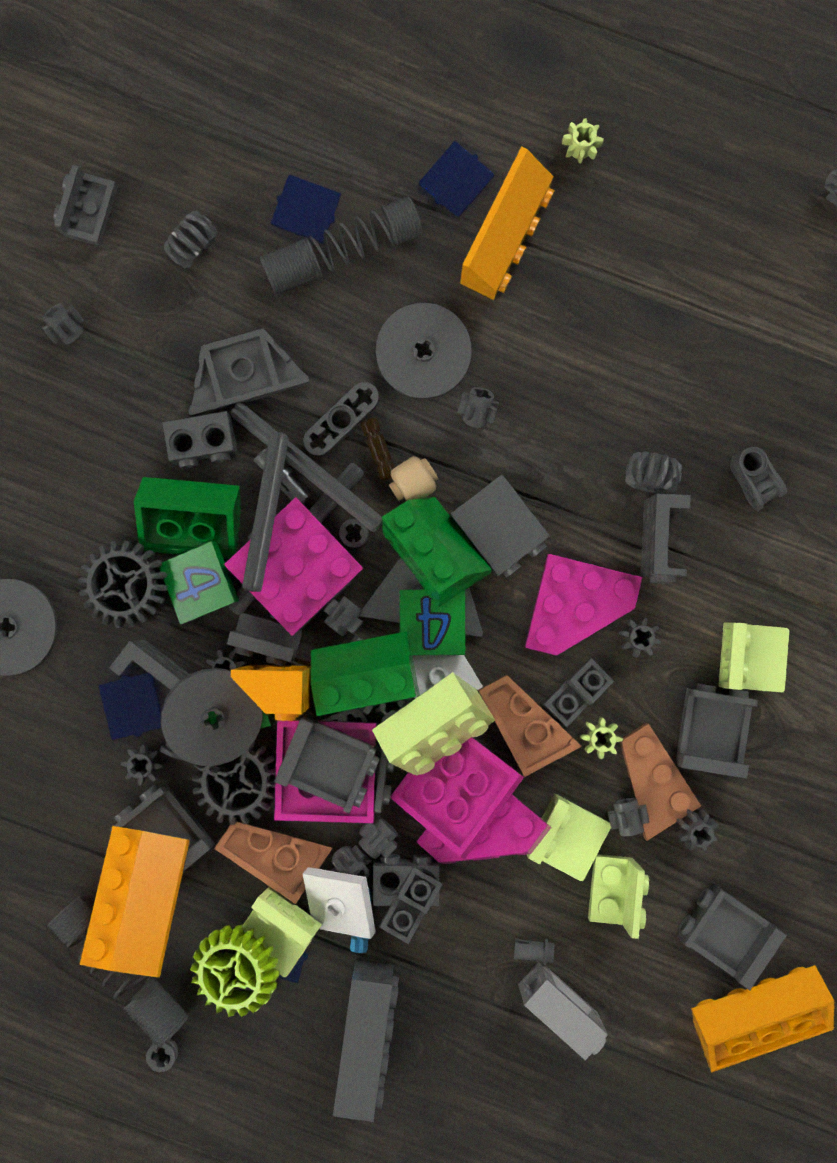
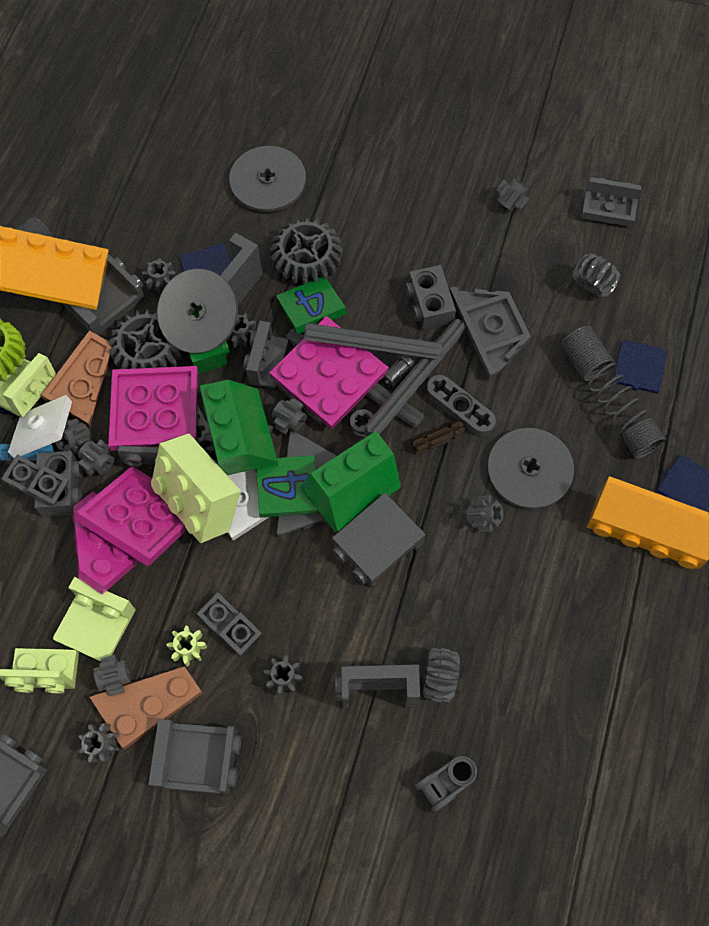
camera: 90 degrees right, 20 degrees down
(187, 514) = (367, 290): green slope -> none
(277, 688) = (220, 345): light orange slope -> none
(328, 764) = (160, 401): dark grey panel -> none
(413, 479) = (413, 463): tan head -> none
(526, 728) = (196, 577): nougat wing -> none
(577, 602) = (313, 618): dark pink plate -> none
(753, 657) = (268, 791): yellowish green bracket -> none

